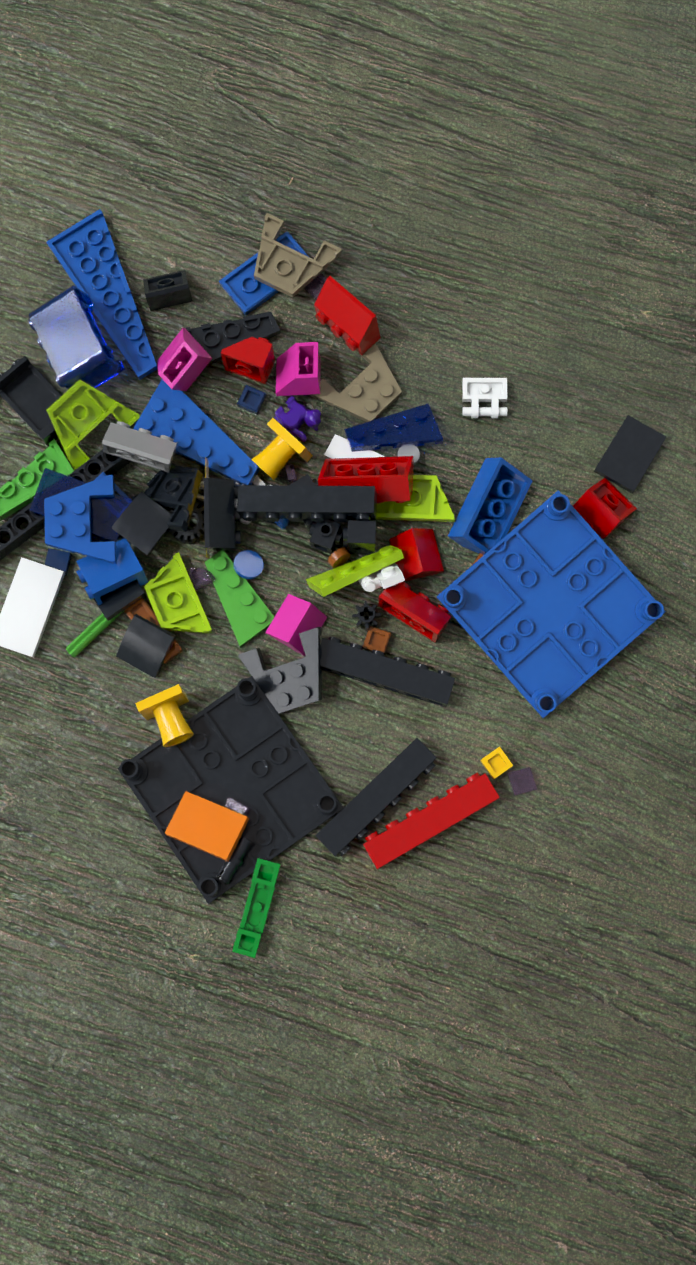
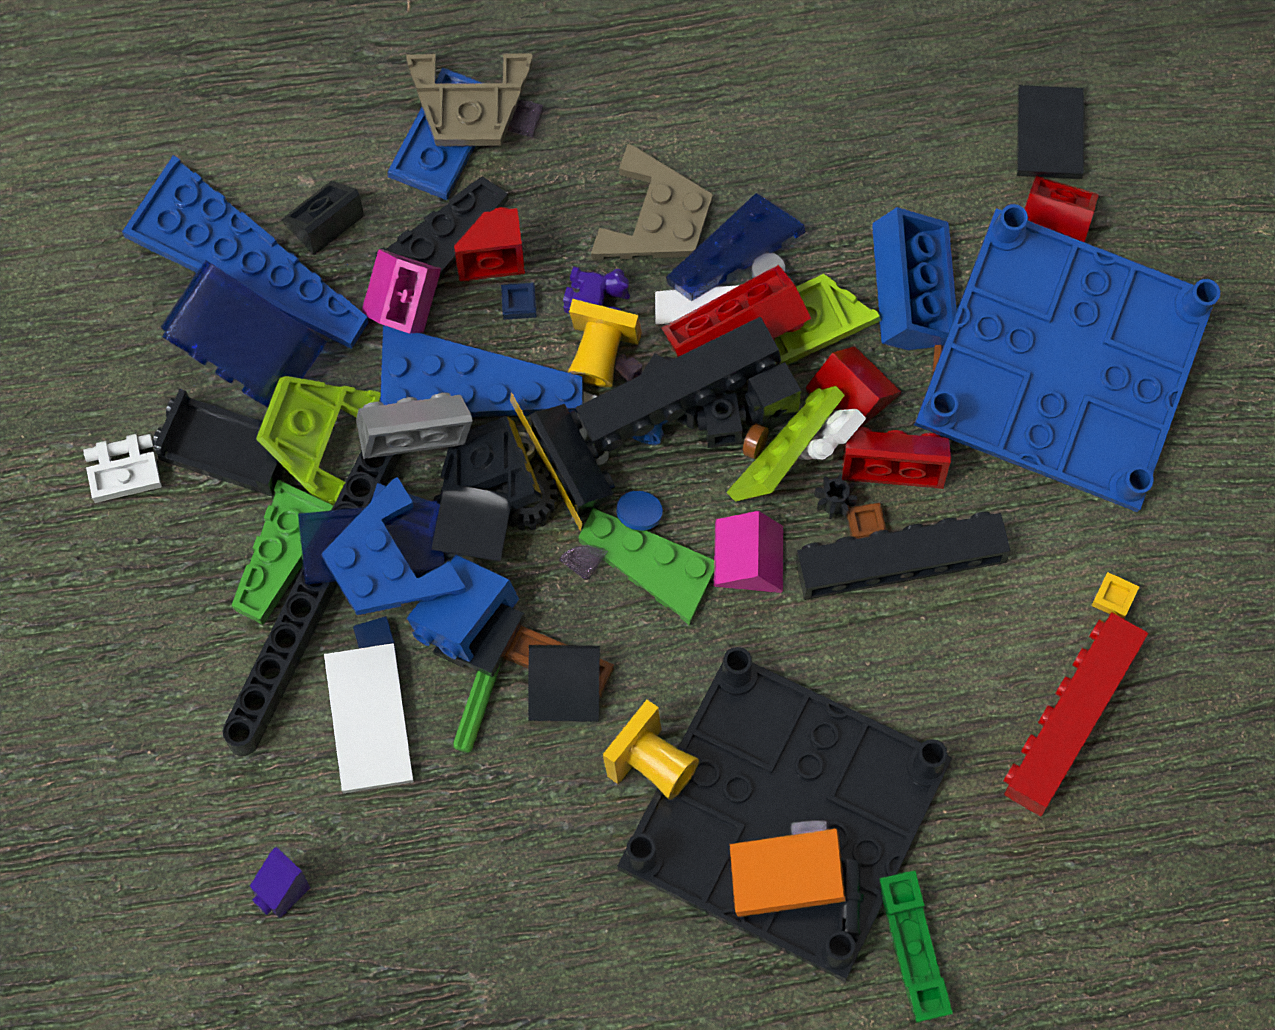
camera: 30 degrees left, 10 degrees down
(176, 599) = (569, 603): lime wing -> none
(293, 682) = (790, 629): wing -> none
(299, 370) = (564, 230): dark pink slope -> none
(346, 316) = (590, 131): red slope -> none
(375, 797) = (987, 721): black brick -> none
(484, 390) = (820, 141): white plate -> none
(522, 781) = (1160, 603): clear purple tile -> none

